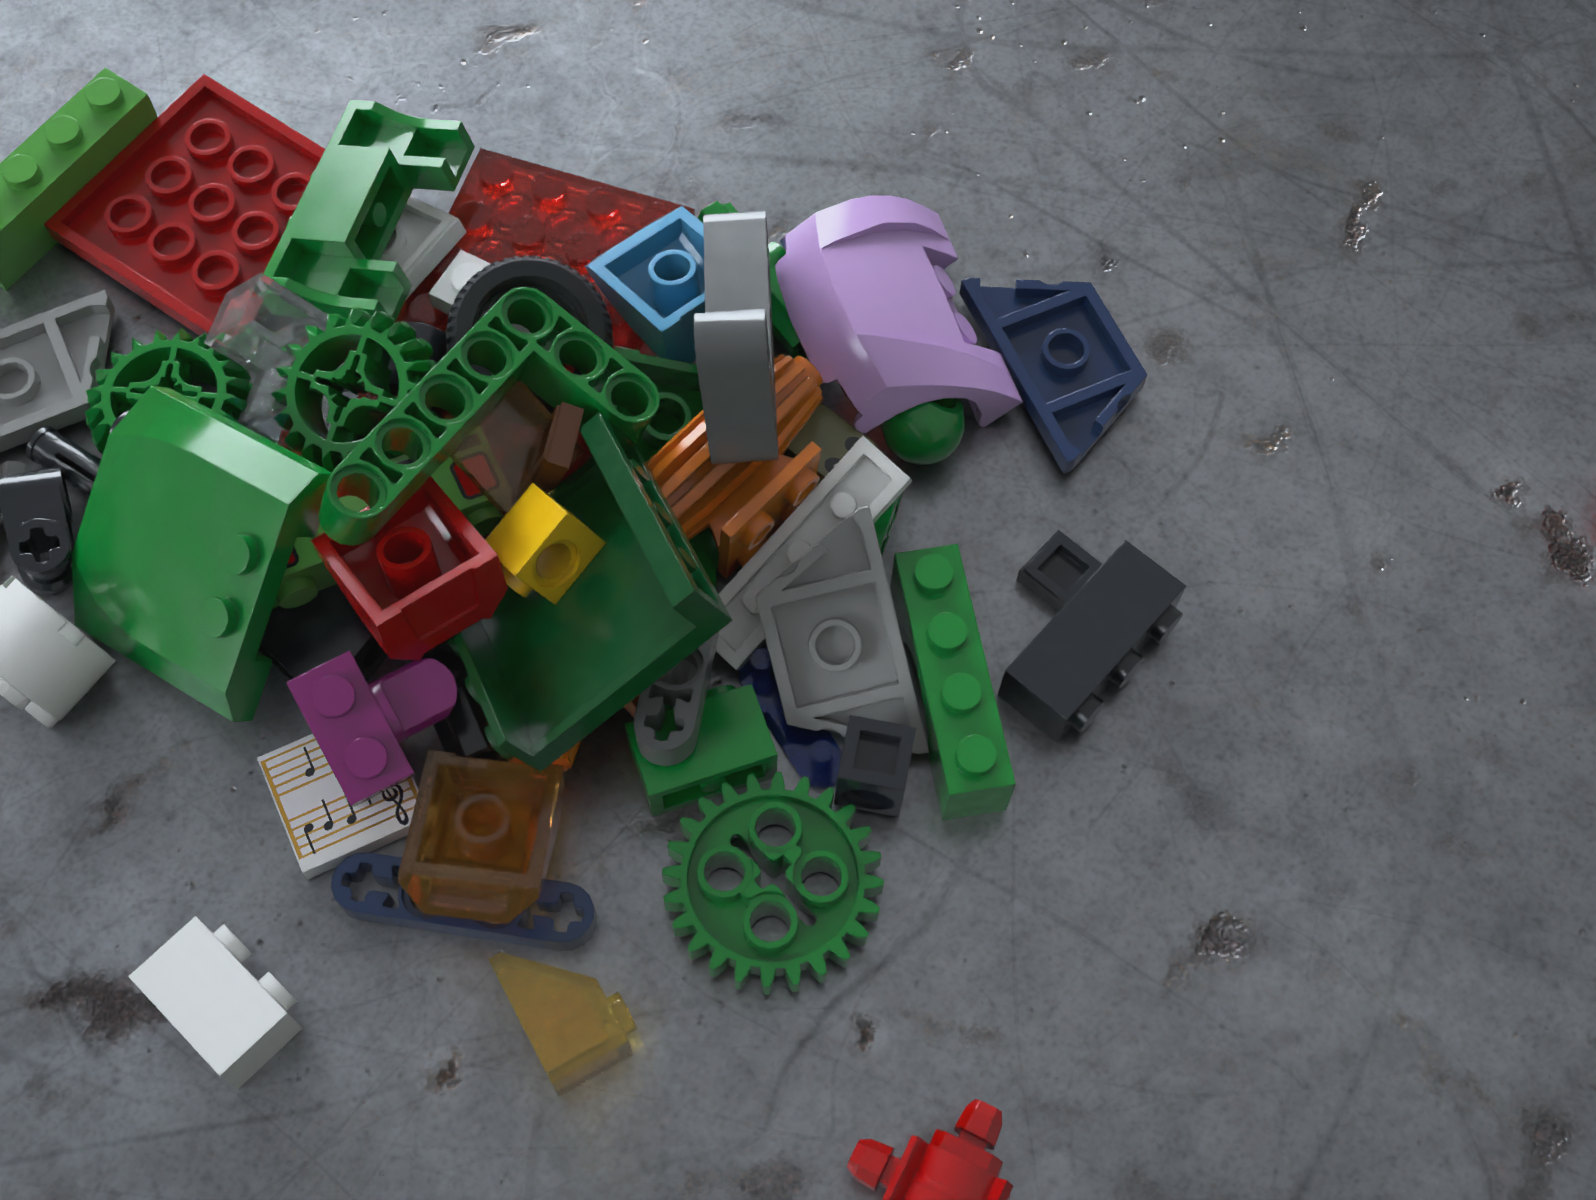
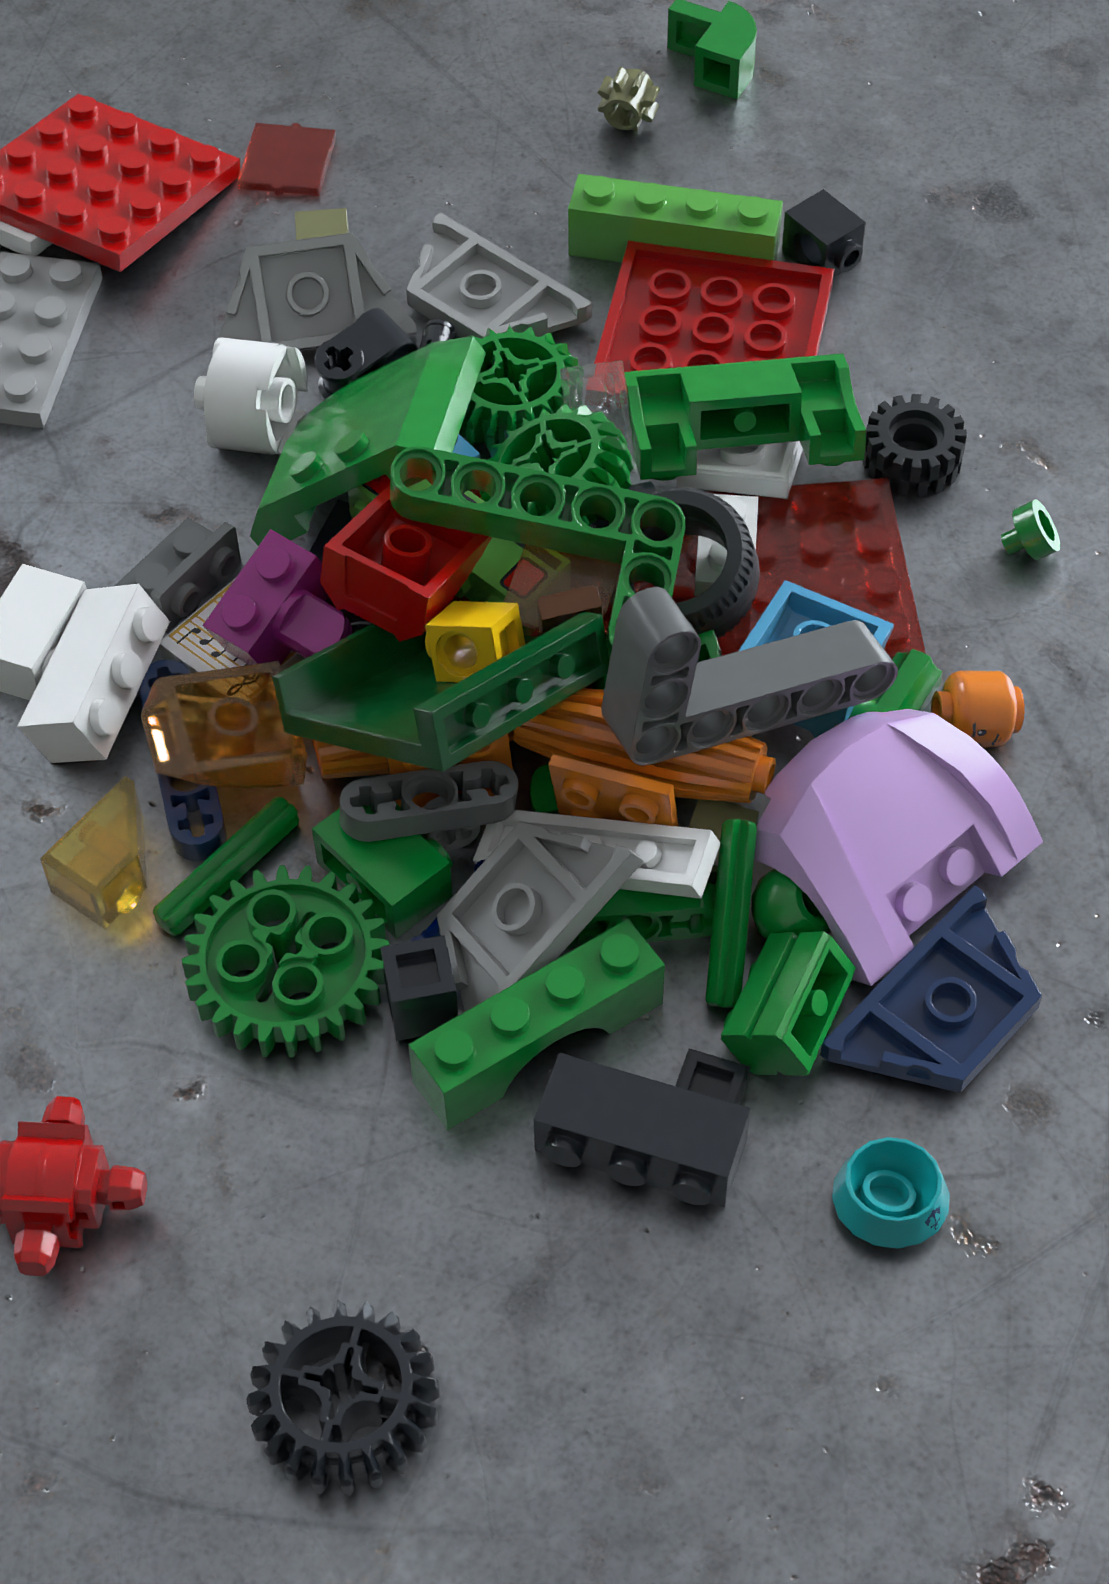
camera: 70 degrees right, 10 degrees down
(155, 59) = (823, 234): none -> black brick
(212, 821) = (186, 568): none -> dark grey bracket
(321, 948) = (94, 674): none -> white brick
(460, 86) = (920, 423): none -> black tyre
(608, 70) = (1032, 531): none -> green tile
(624, 903) = (226, 864): none -> green axle
(782, 188) = (981, 706): none -> orange head
(928, 480) = (731, 912): none -> green axle
(1019, 471) = (788, 1003): none -> green brick
(1221, 477) = (871, 1206): none -> teal hat
(1290, 1008) = (293, 1378): none -> black gear

